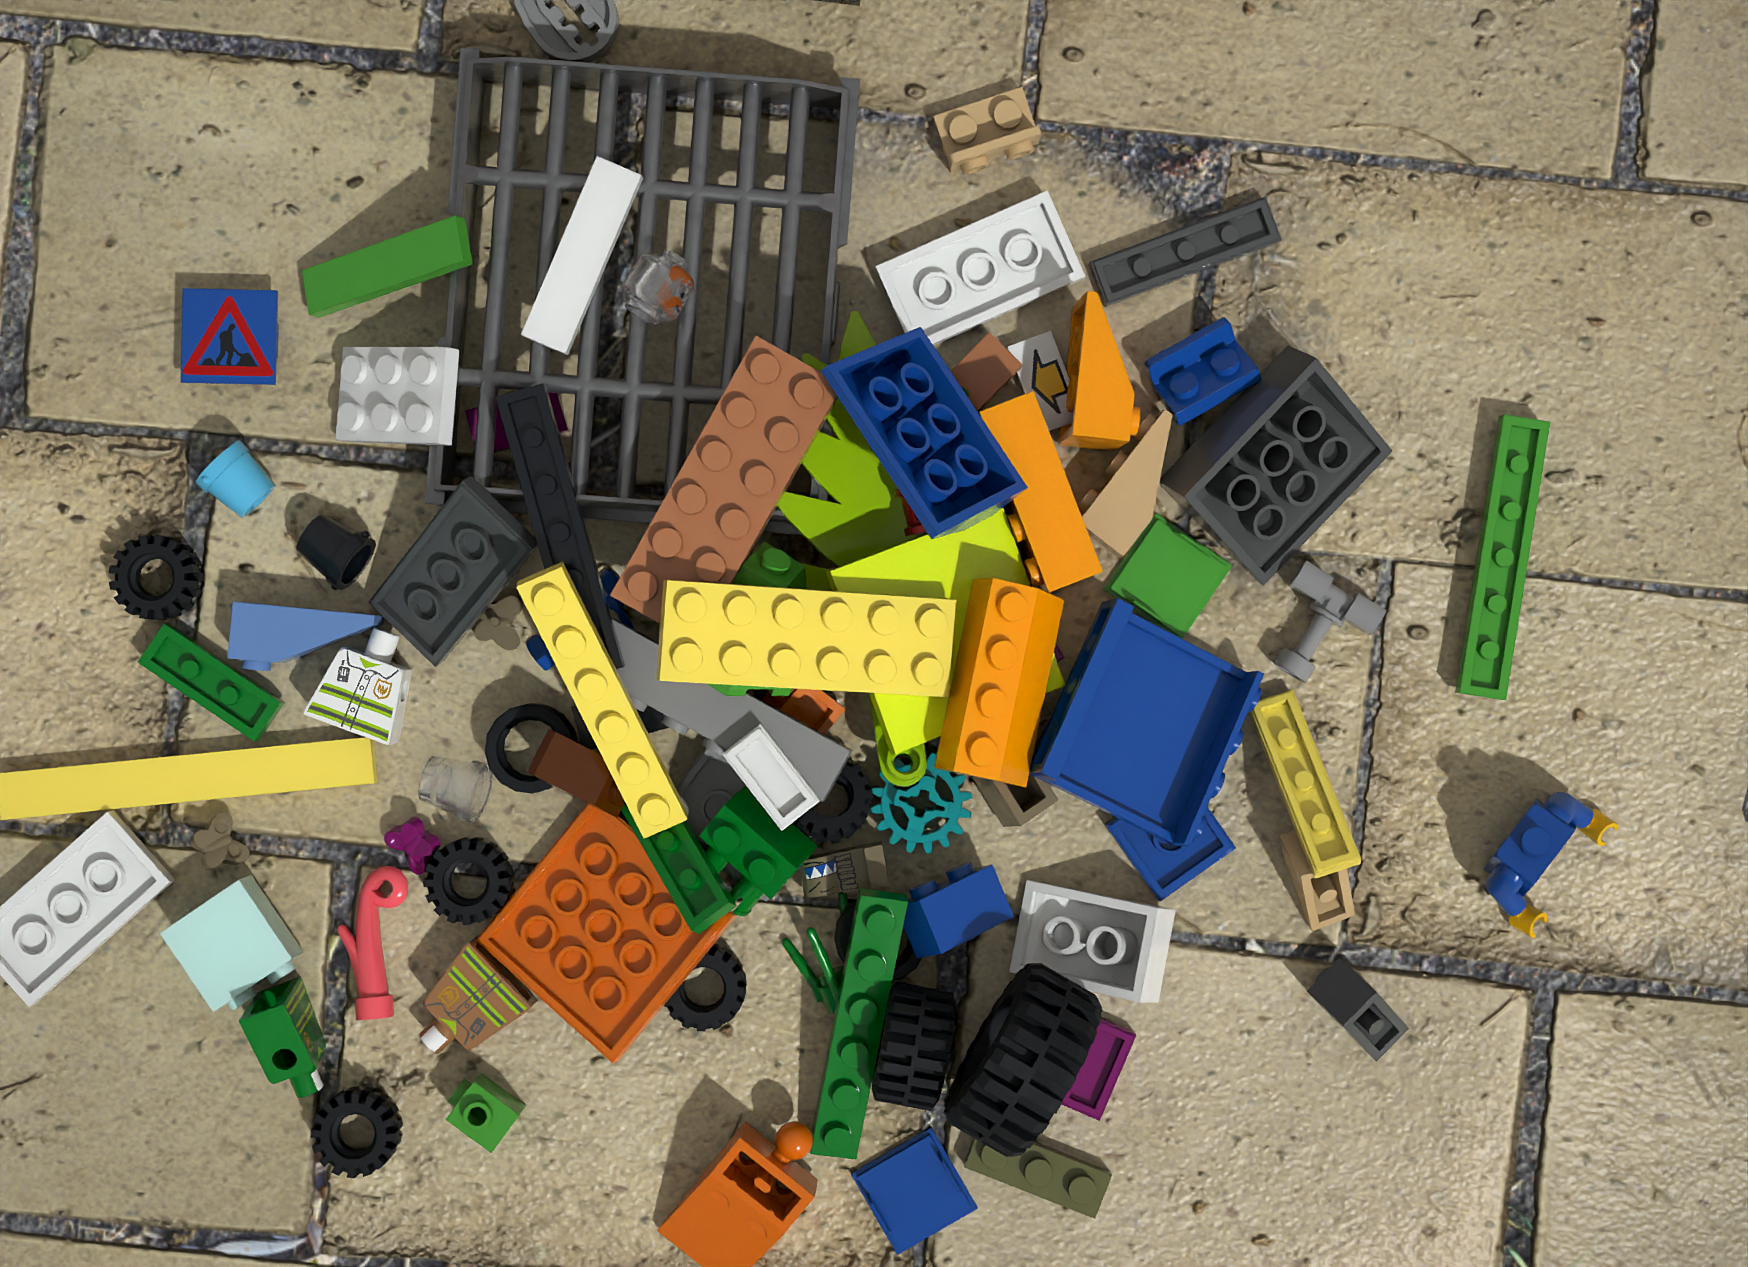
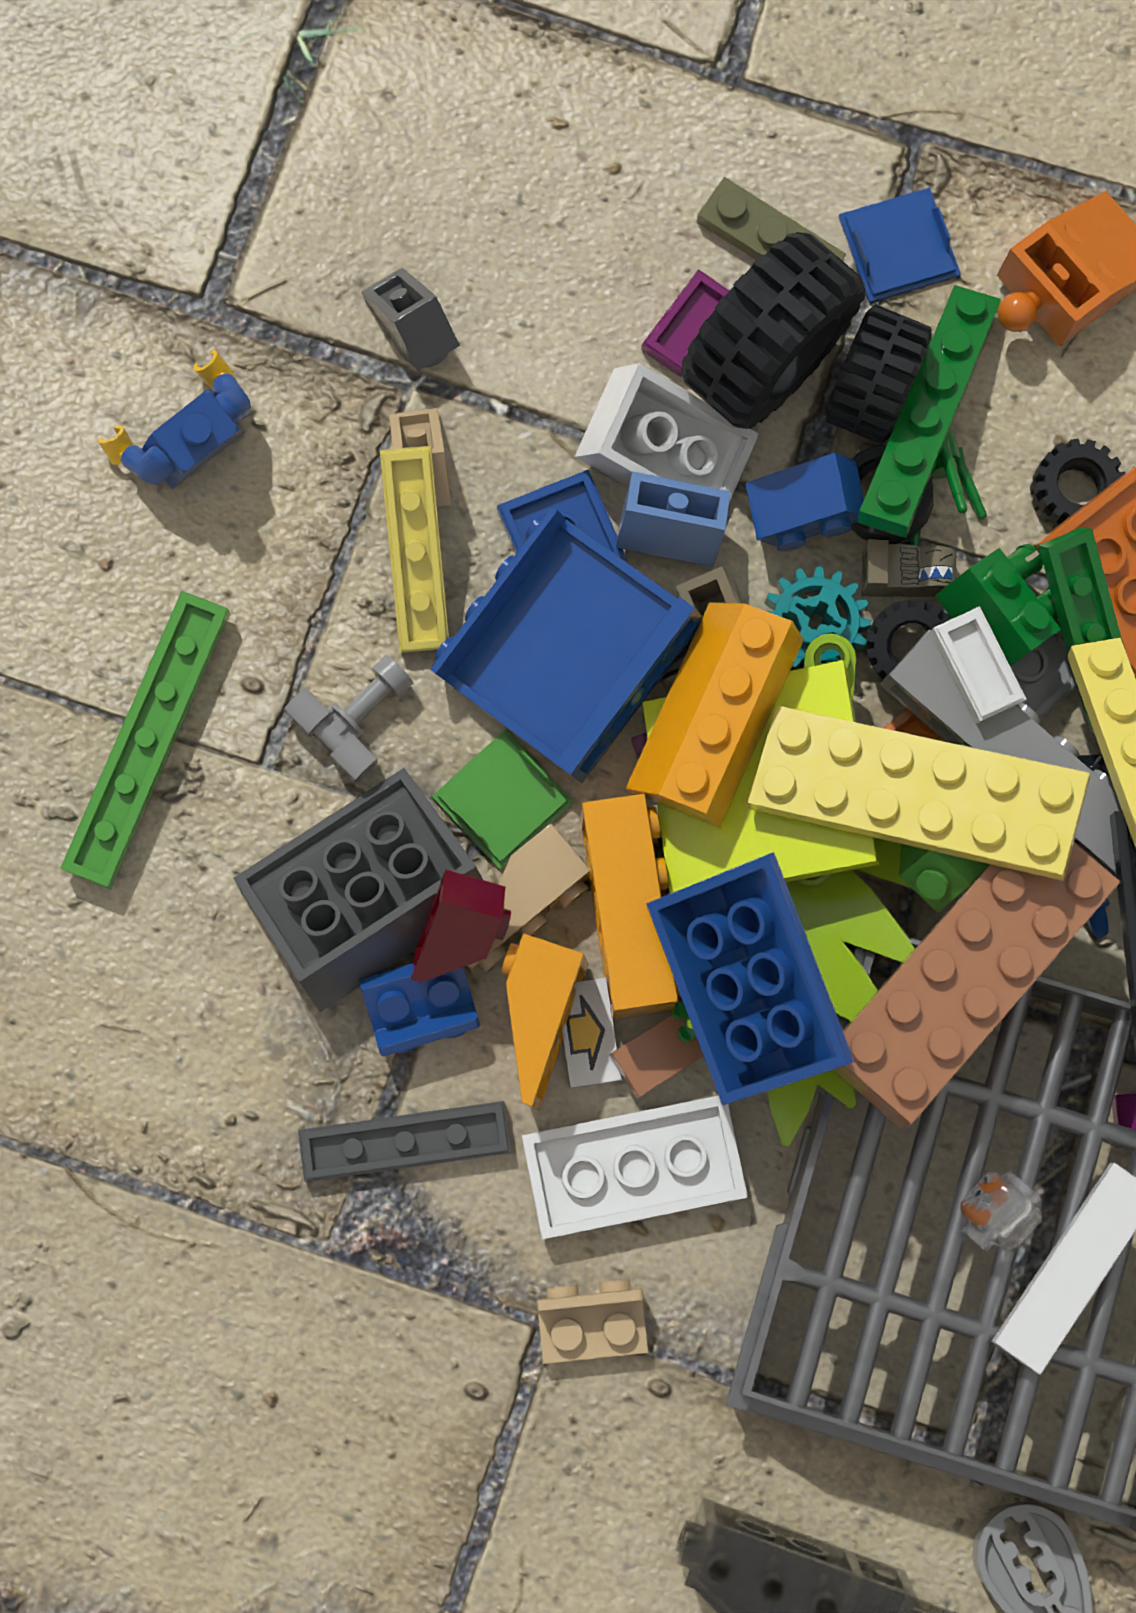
camera: 175 degrees left, 10 degrees down
(1073, 866) = (673, 519): none -> medium blue brick
(1185, 439) = (460, 925): none -> dark red slope

